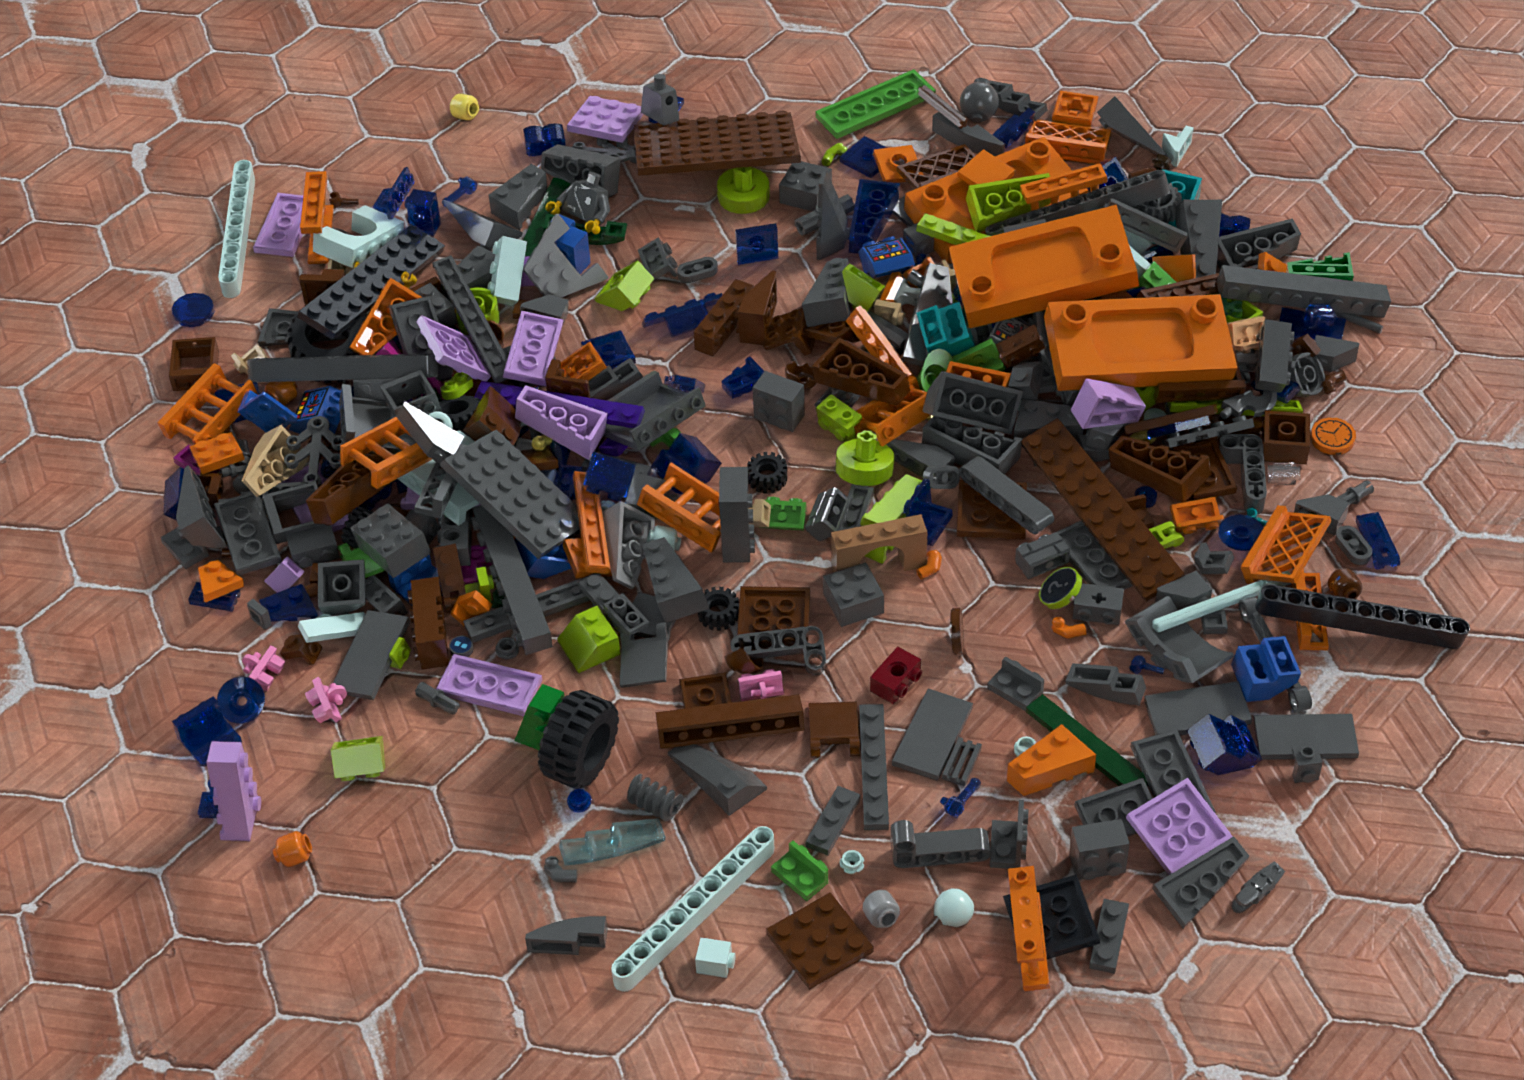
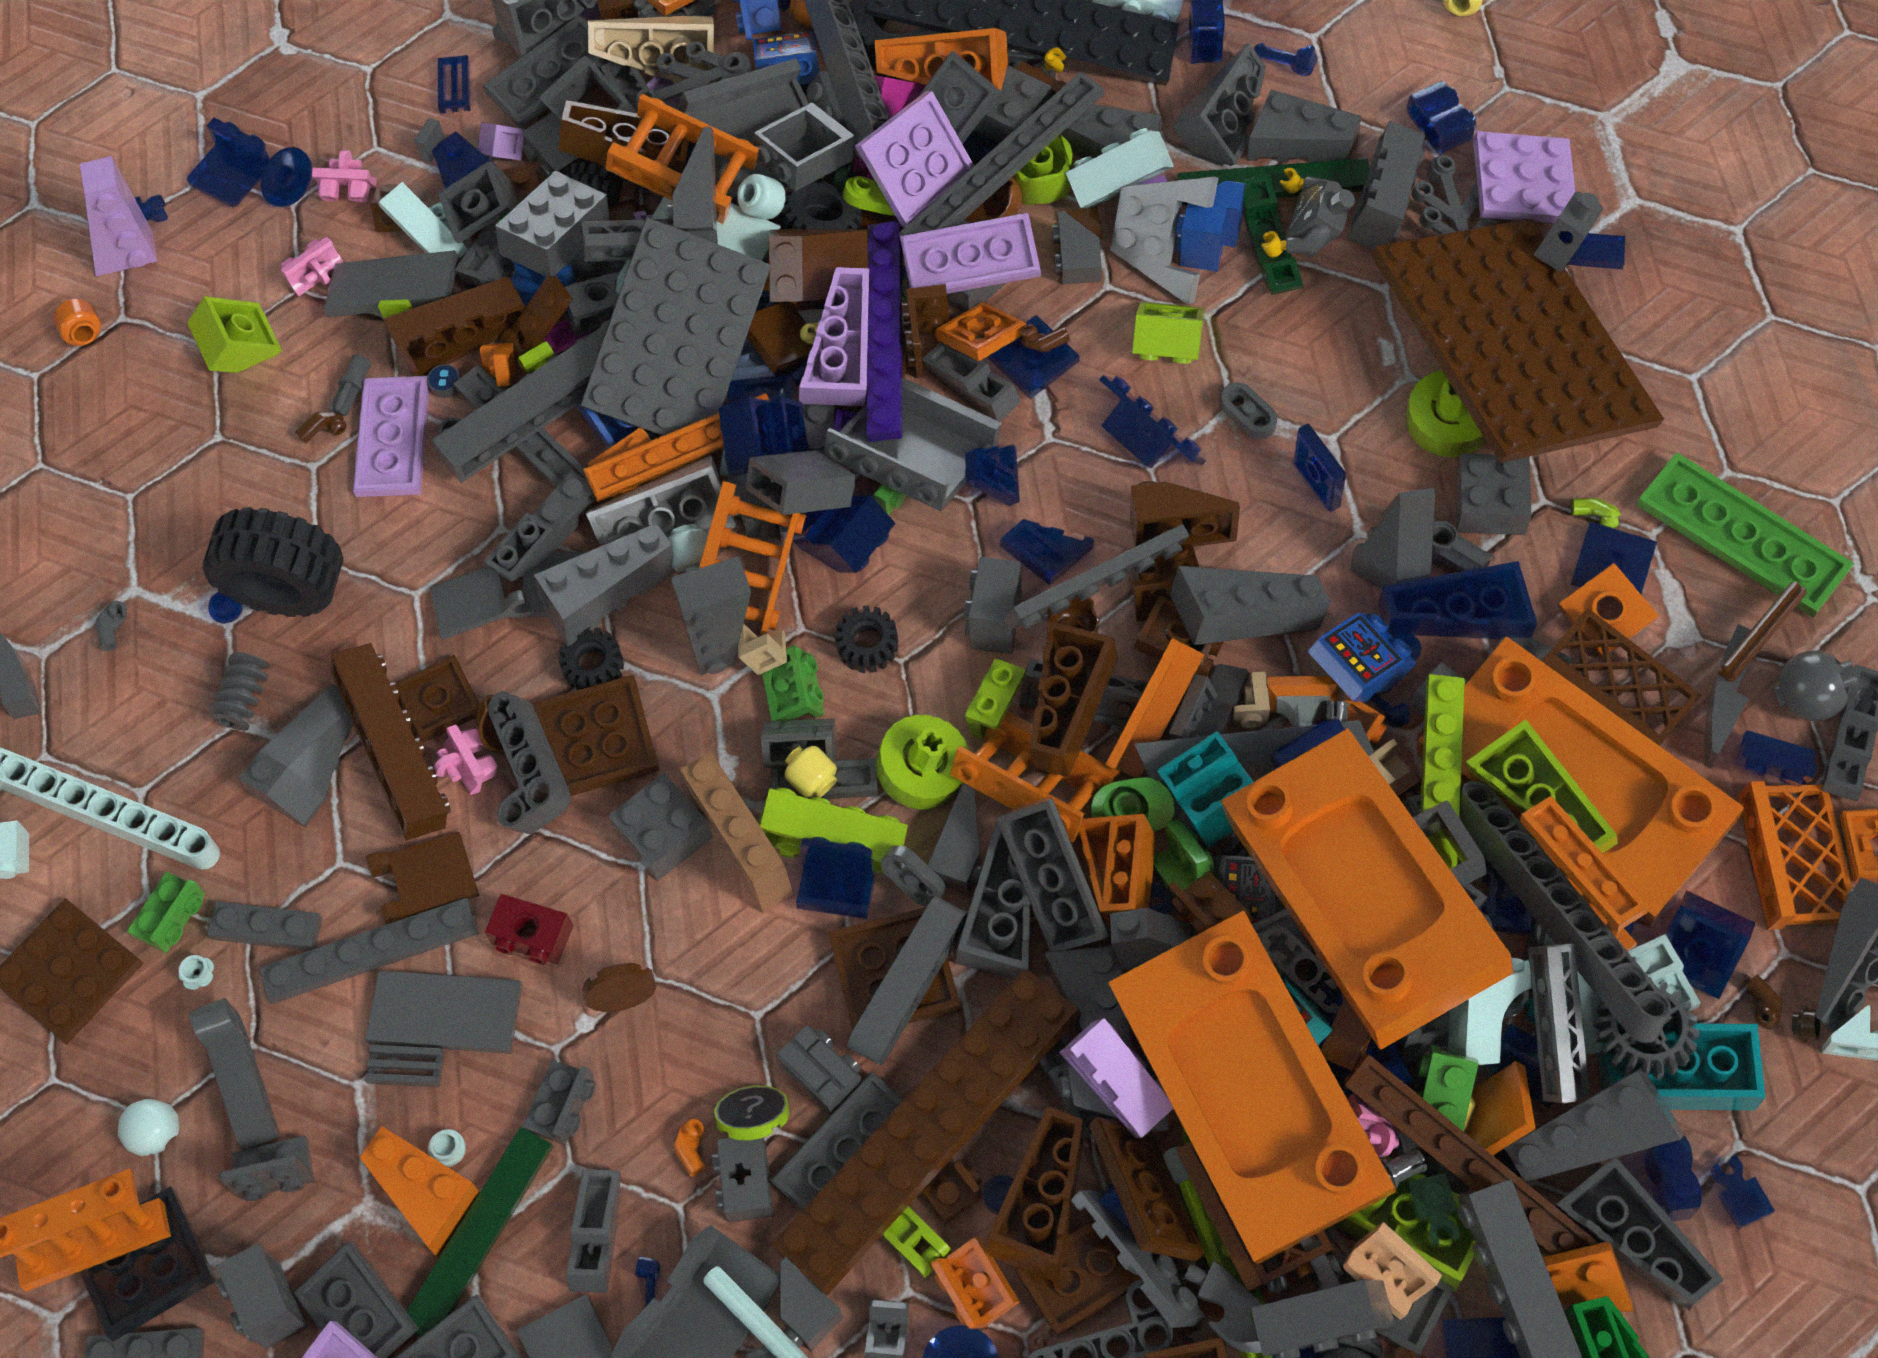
camera: 75 degrees right, 15 degrees up
(218, 580) = (467, 73): orange wing -> none
(459, 722) = (322, 421): none -> reddish brown arm
(537, 716) = (313, 503): green wedge -> none
(589, 640) = (486, 521): lime slope -> none
(604, 341) = (1040, 342): none -> reddish brown arm
(612, 842) = (166, 667): clear light blue slope -> none
(657, 258) = (1248, 352): dark grey bracket -> none
(658, 456) = (800, 482): none -> dark grey brick
(720, 320) = (1115, 470): reddish brown brick -> none
(791, 343) = (1086, 584): none -> dark grey plate
(854, 505) = (810, 771): none -> light yellow head
(861, 288) = (1269, 637): lime slope -> none
(881, 909) = (119, 1031): light grey head -> none
(933, 564) = (762, 918): orange arm -> none
(940, 278) = (1305, 742): none -> clear blue tile
(955, 805) = (320, 1078): clear blue piece -> none
(985, 169) = (1603, 742): orange tile -> none
(1247, 209) = (1742, 1199): none -> clear blue plate

